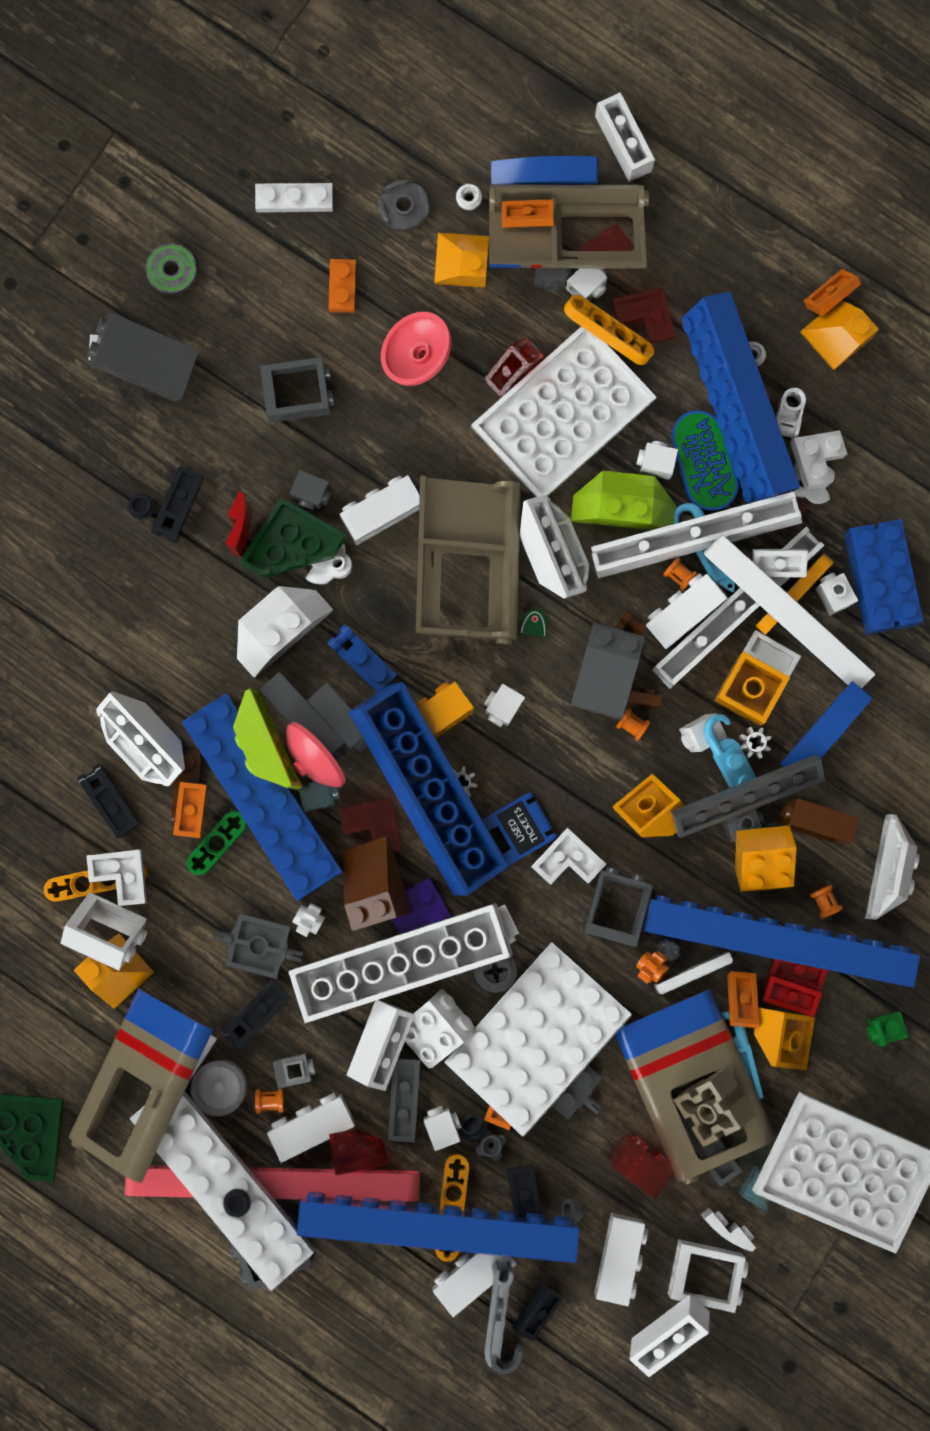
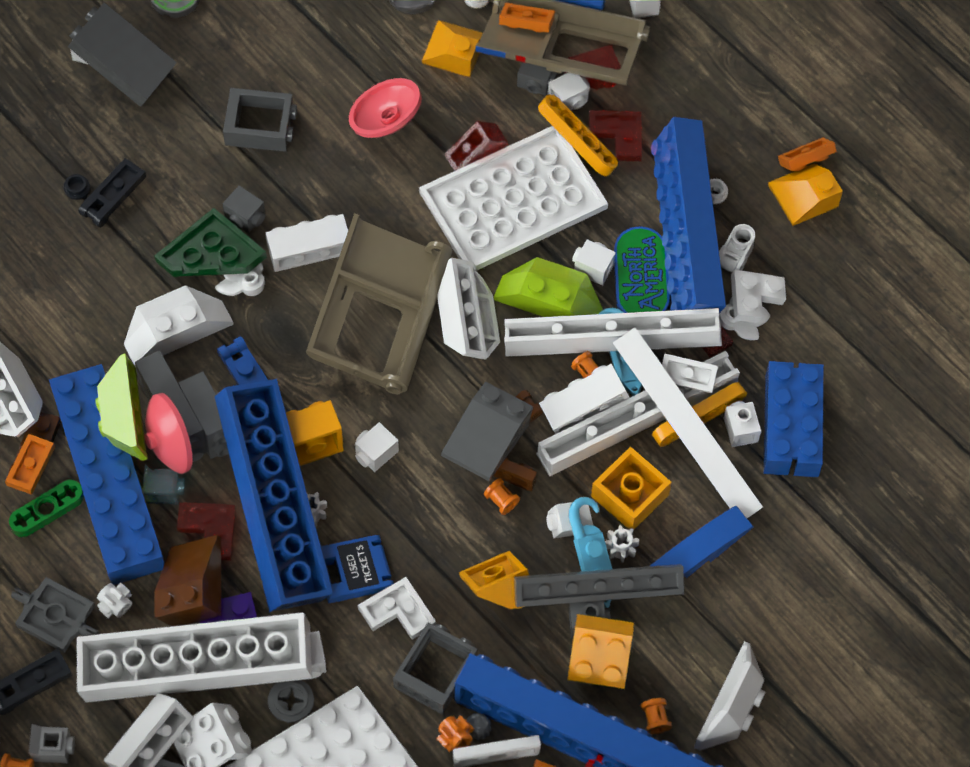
camera: 15 degrees right, 20 degrees down
(241, 519) = (165, 222): red slope -> none
(342, 285) = (332, 44): orange plate -> none
(534, 624) = (428, 382): dark green tile -> none
(772, 653) = (666, 465): white tile -> none
(819, 821) = (666, 629): reddish brown window -> none

